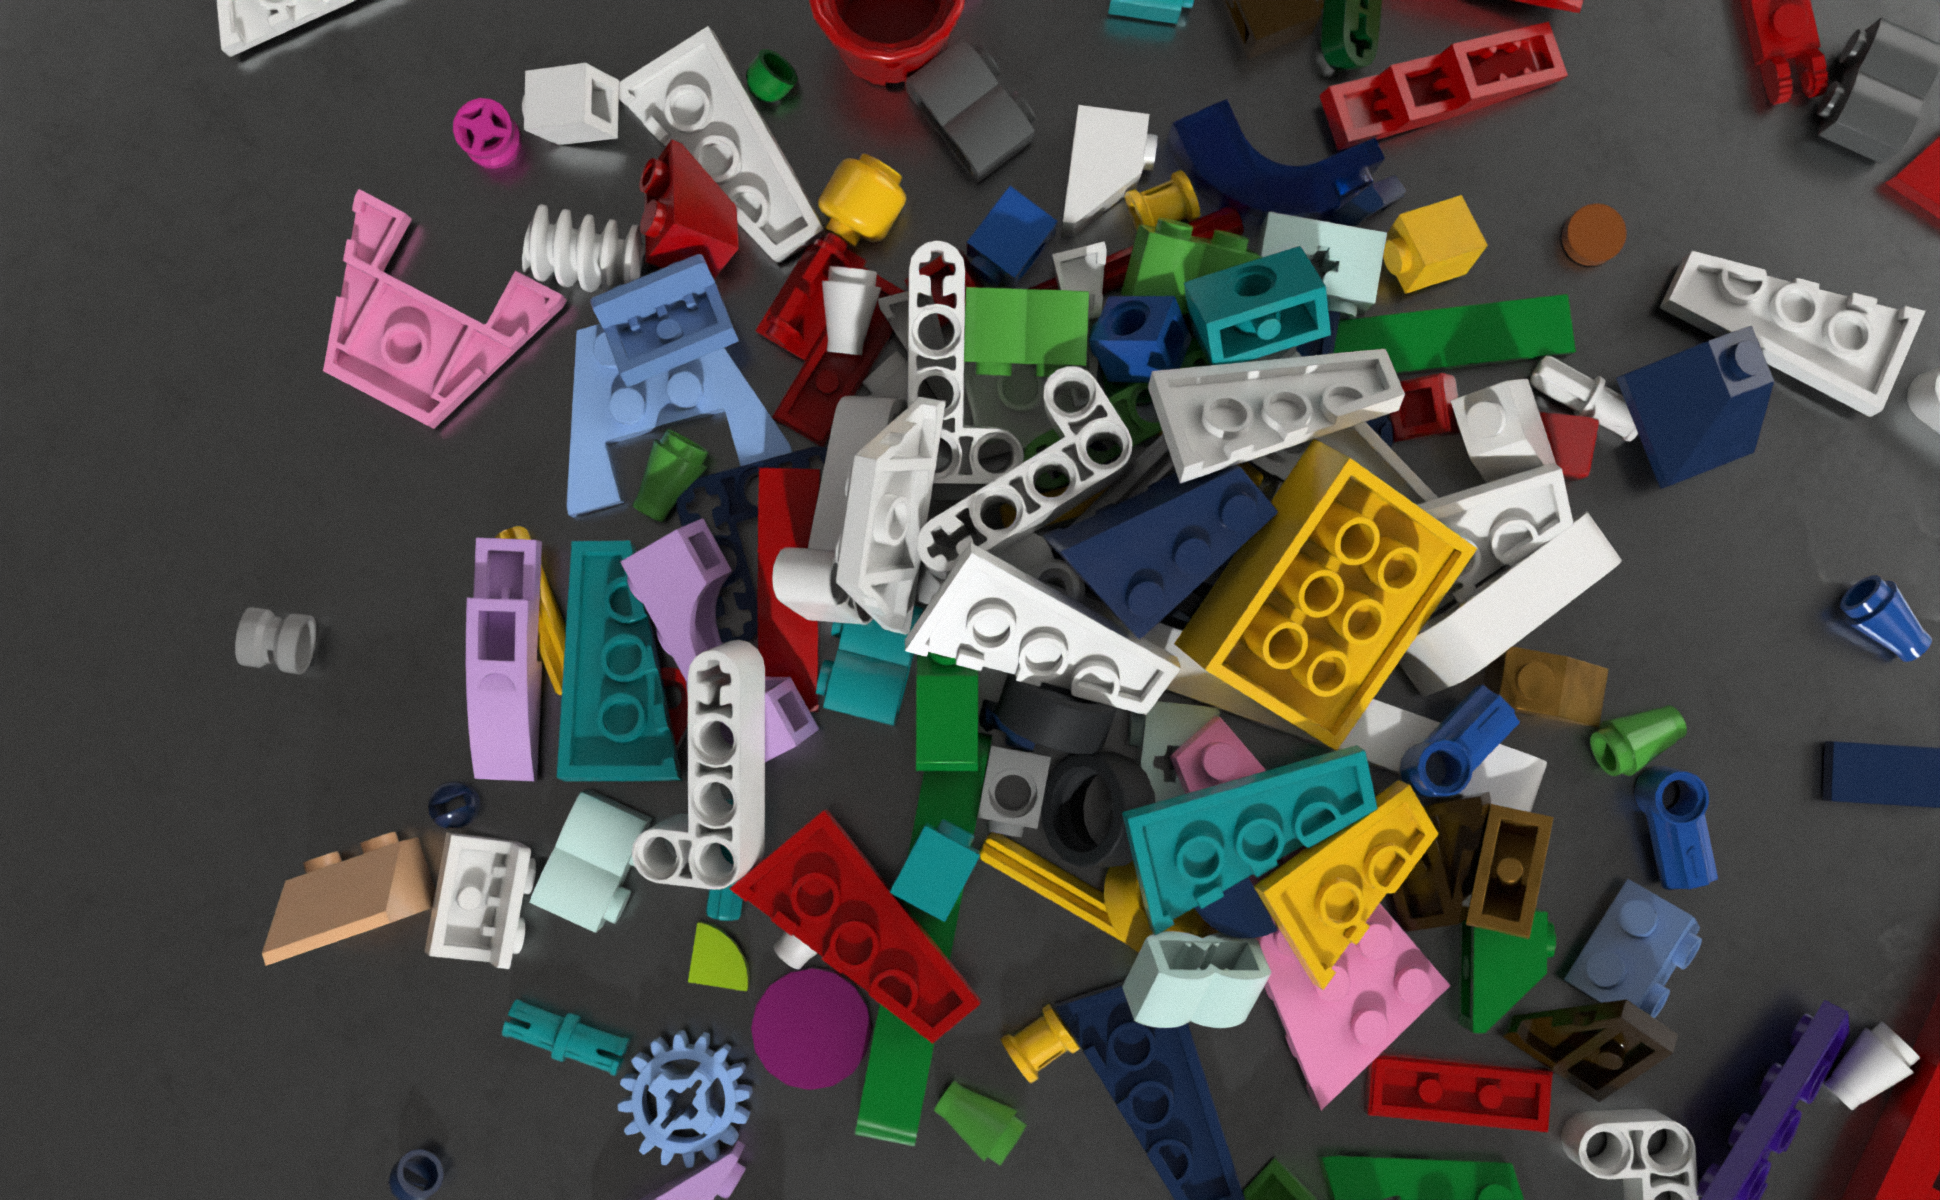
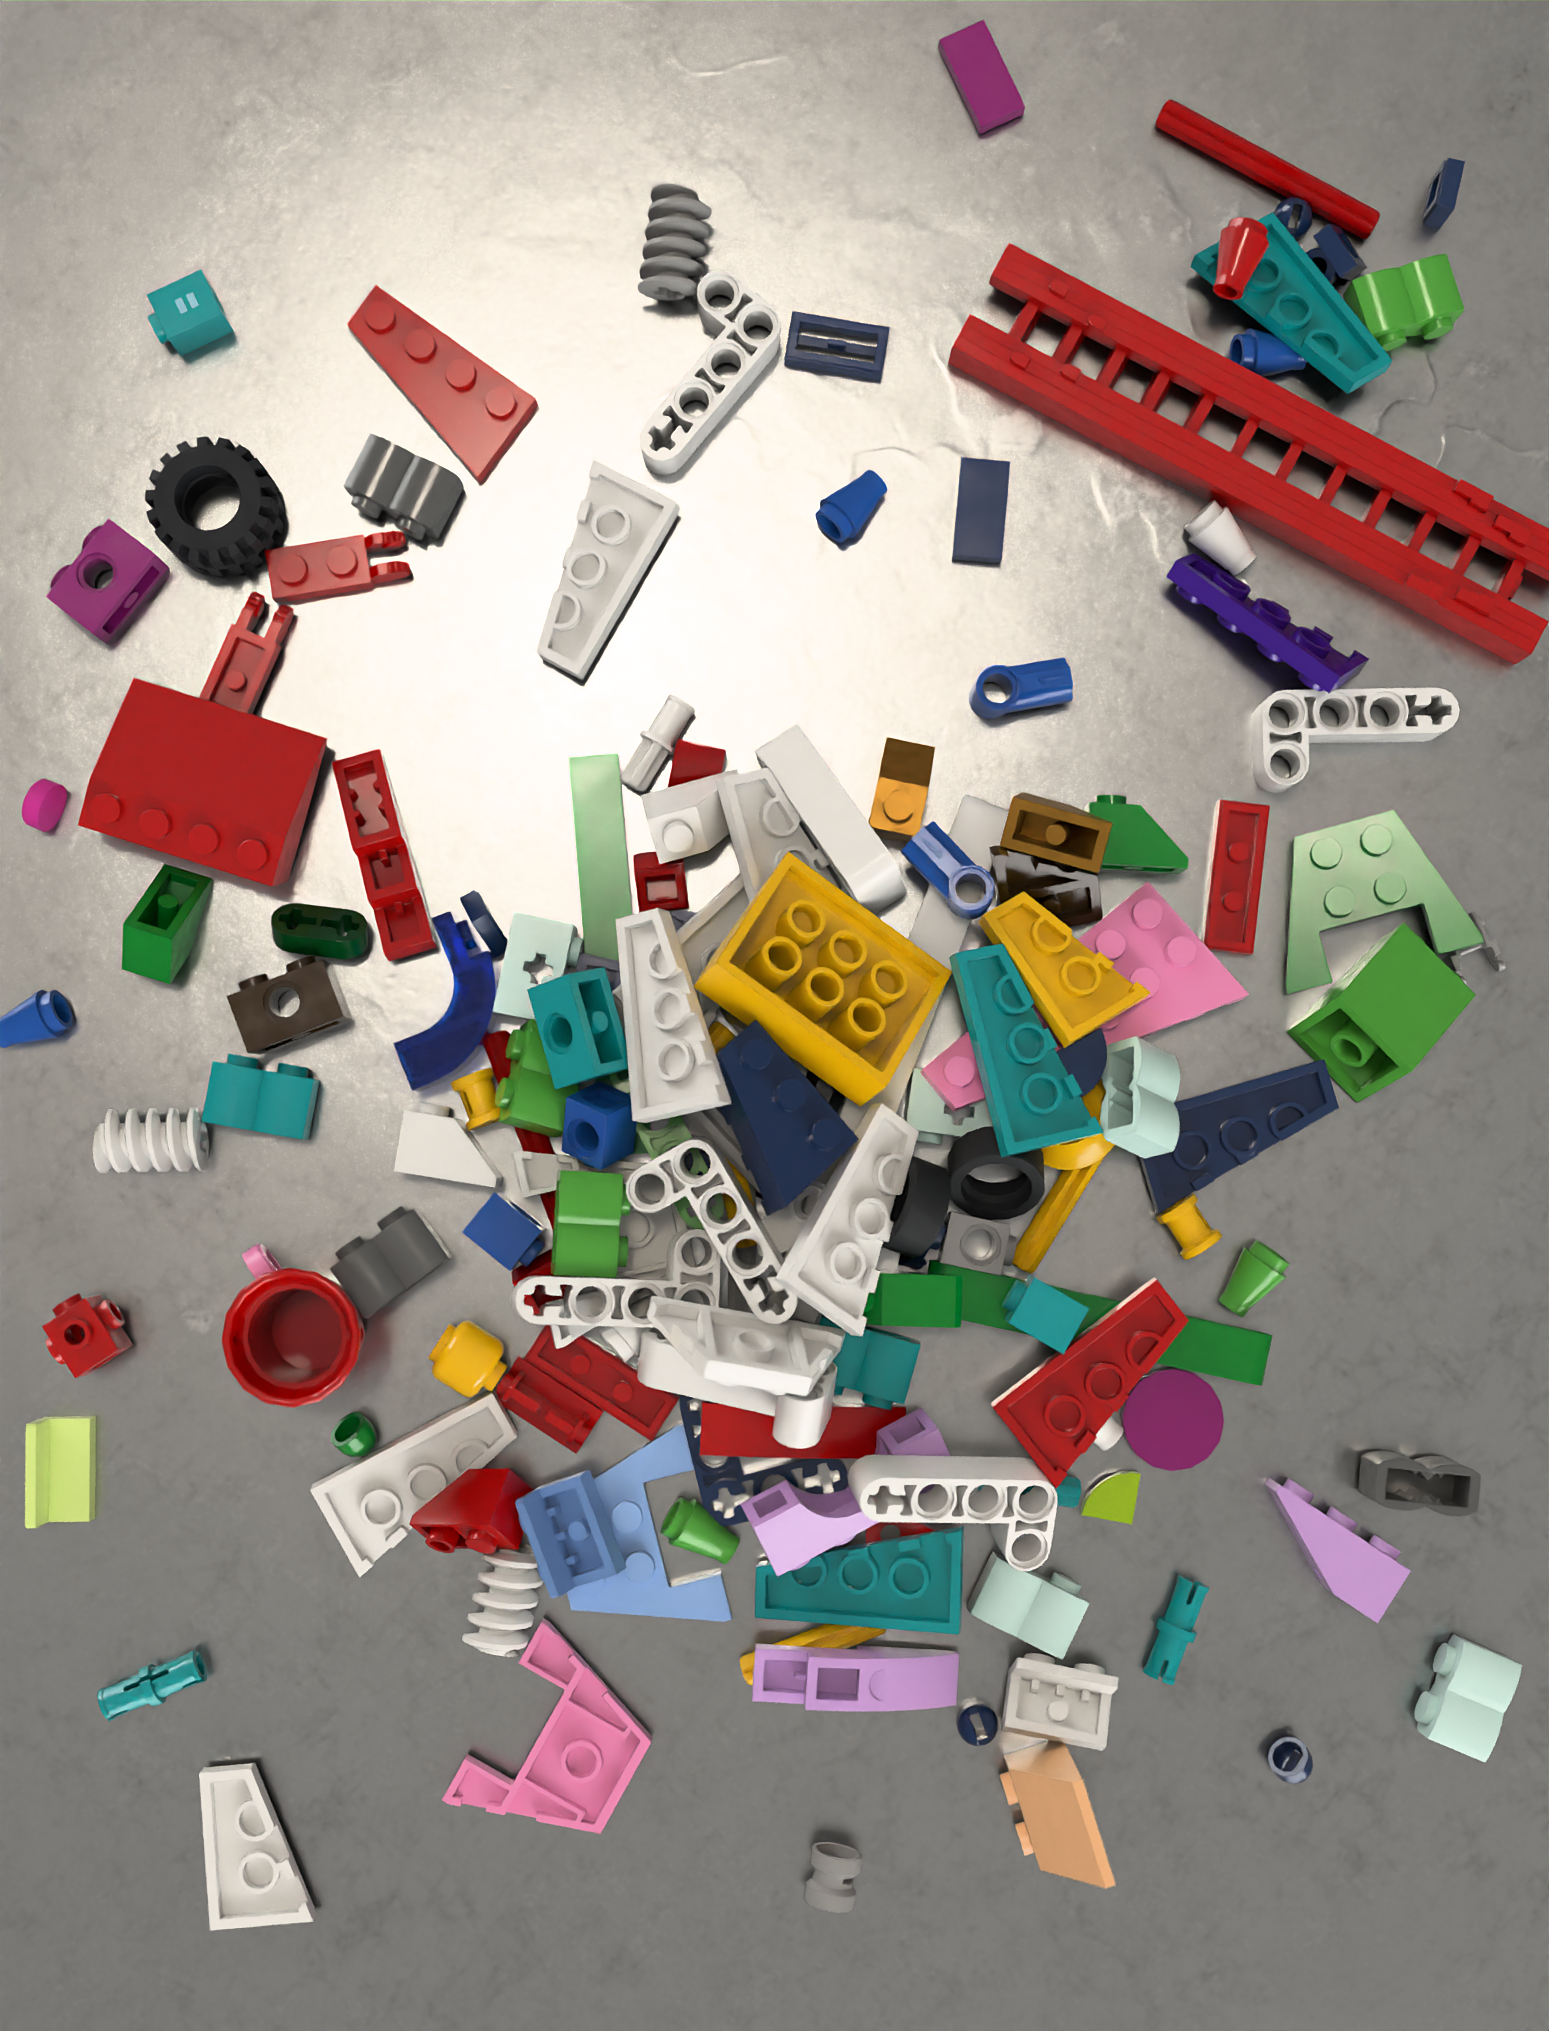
camera: 90 degrees left, 0 degrees up
(476, 125) = (390, 1696): dark pink wheel -> none
(571, 104) = (374, 1611): white brick -> none
(702, 1115) = (1243, 1514): light blue gear -> none
(849, 306) = (562, 1373): white cone -> none
(1433, 244) = (524, 872): yellow brick -> none
(1594, 234) = (517, 731): dark orange tile -> none
(1594, 1044) = (1198, 768): dark brown wing -> none
(1635, 740) = (947, 719): bright green cone -> none
(1636, 950) = (1125, 726): medium blue bracket -> none
(1700, 405) = (669, 654): dark blue slope -> none

